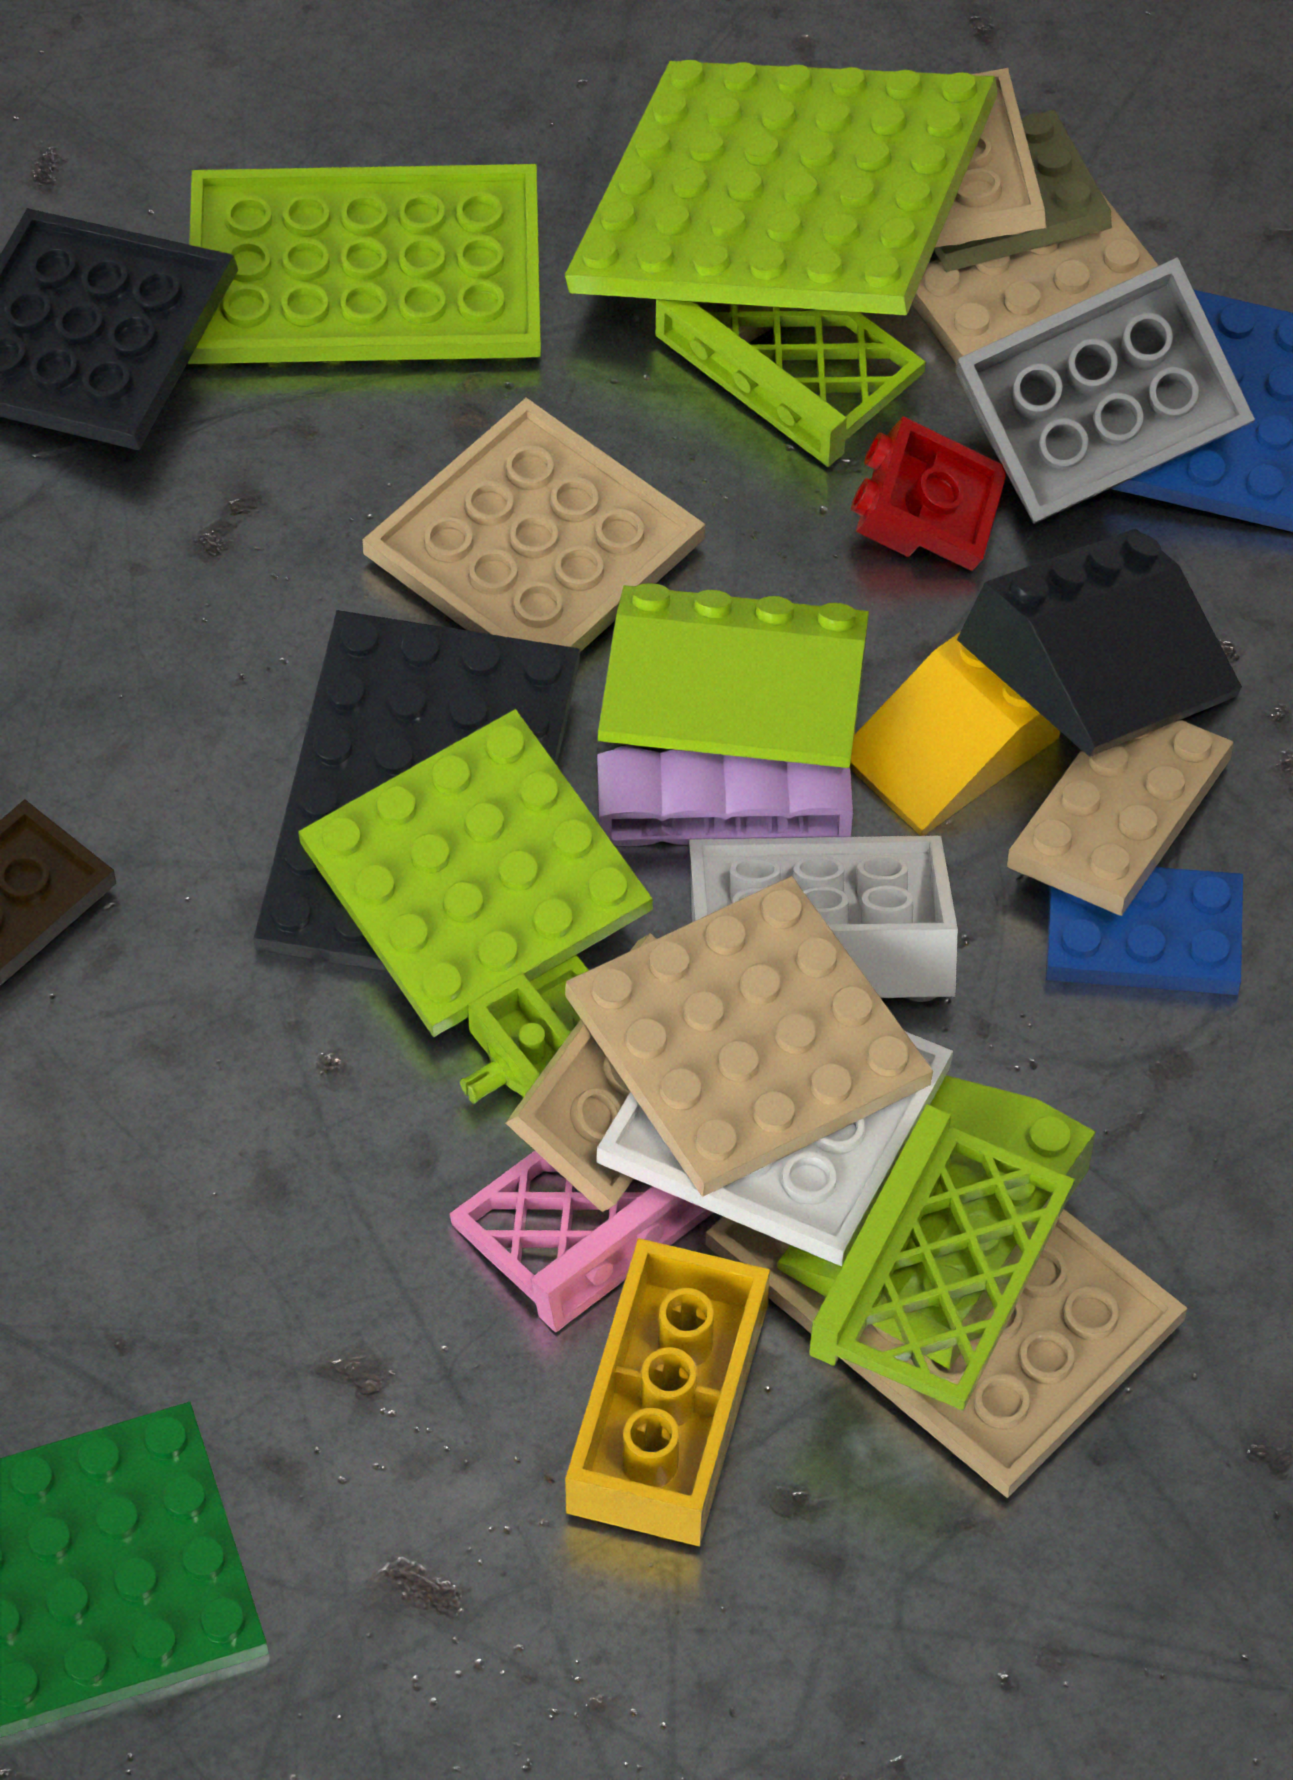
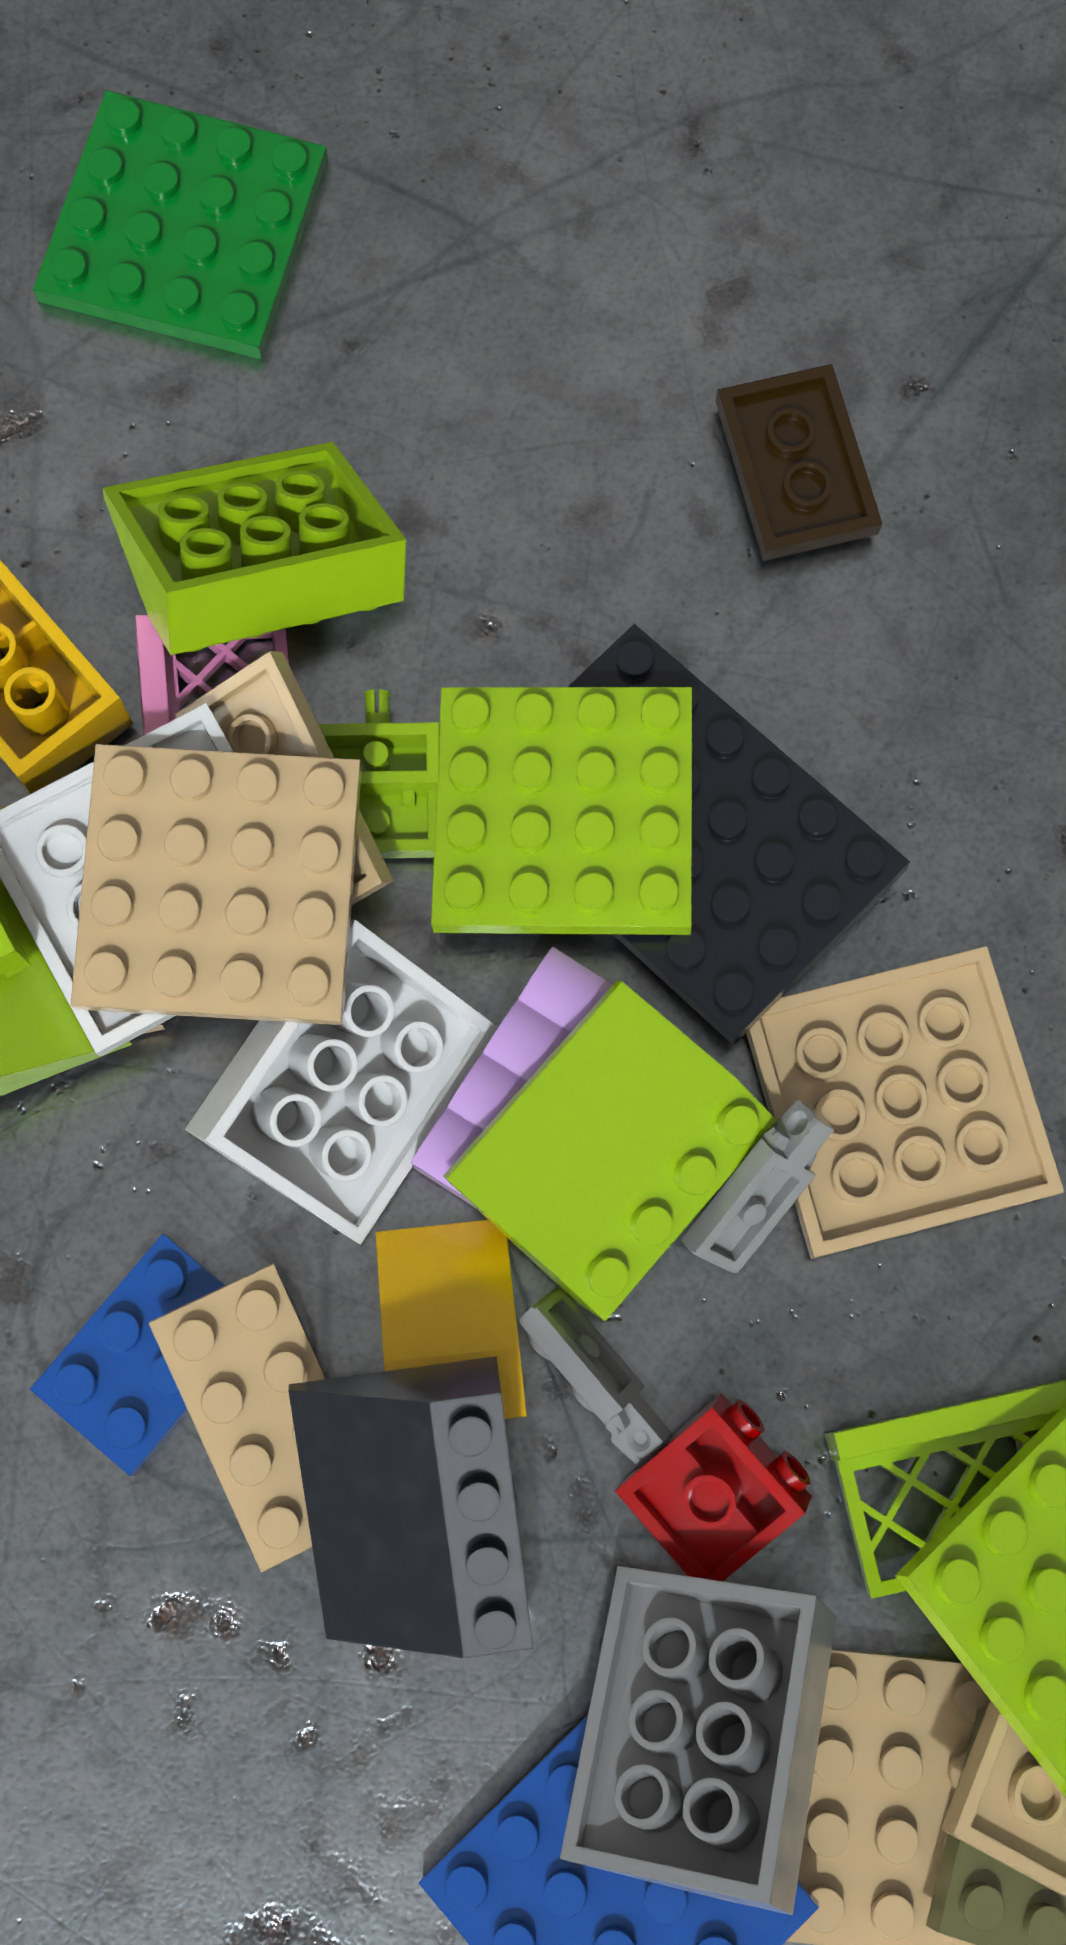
camera: 120 degrees right, 20 degrees up
(401, 1250) = (256, 546): none -> lime slope
(629, 561) = (760, 1190): none -> light grey hinge
(907, 620) = (595, 1373): none -> light grey hinge

